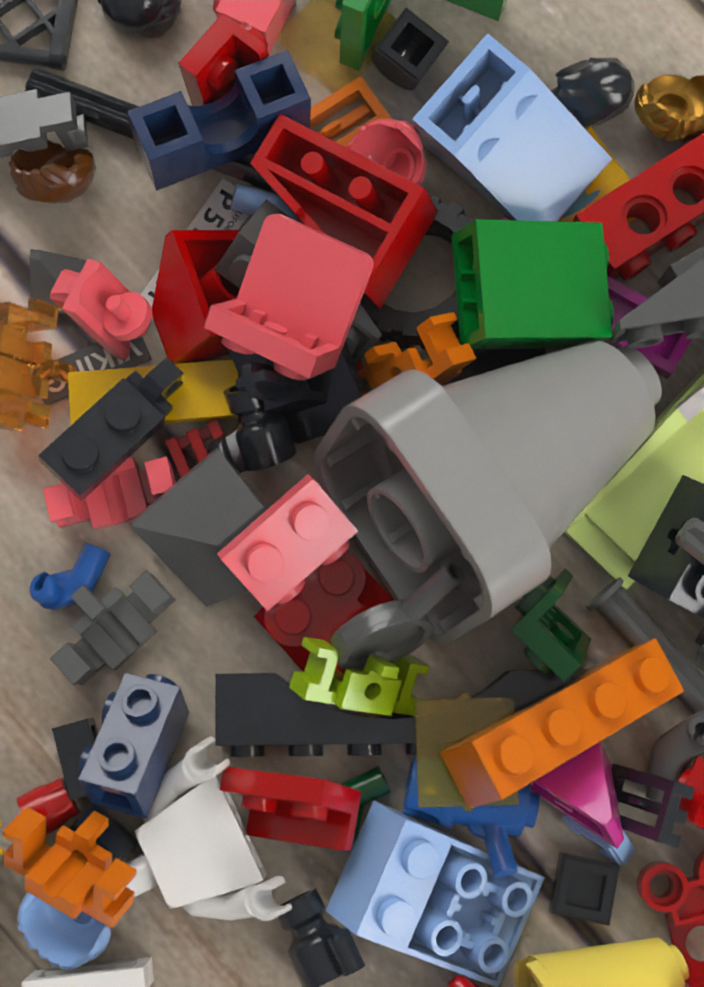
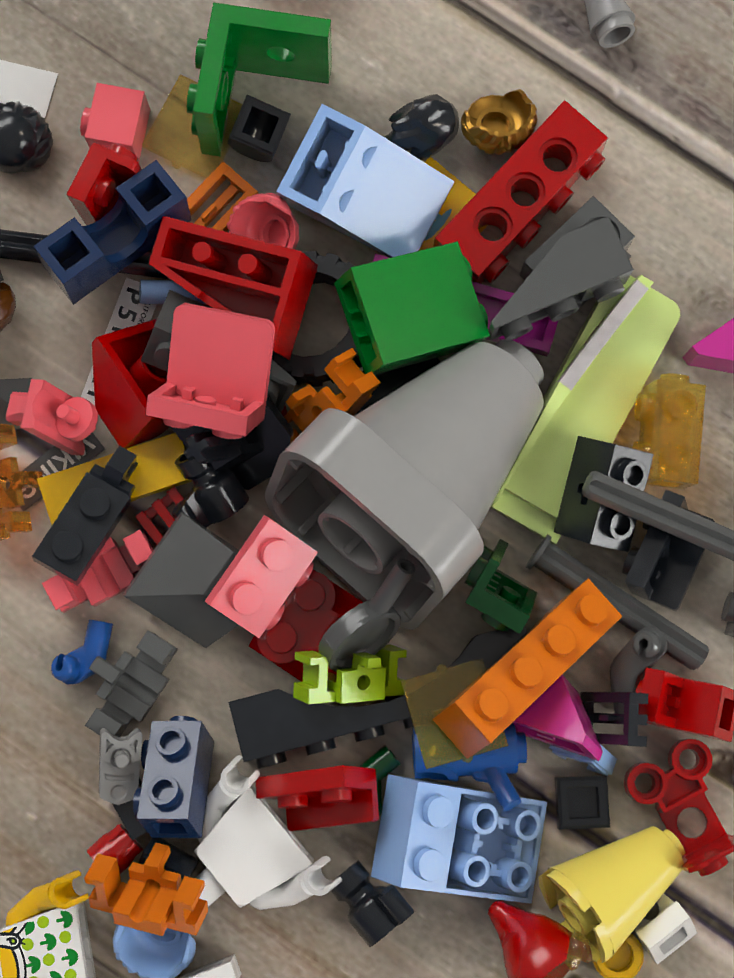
camera: 15 degrees left, 0 degrees up
(76, 714) = (119, 766): none -> light grey piece

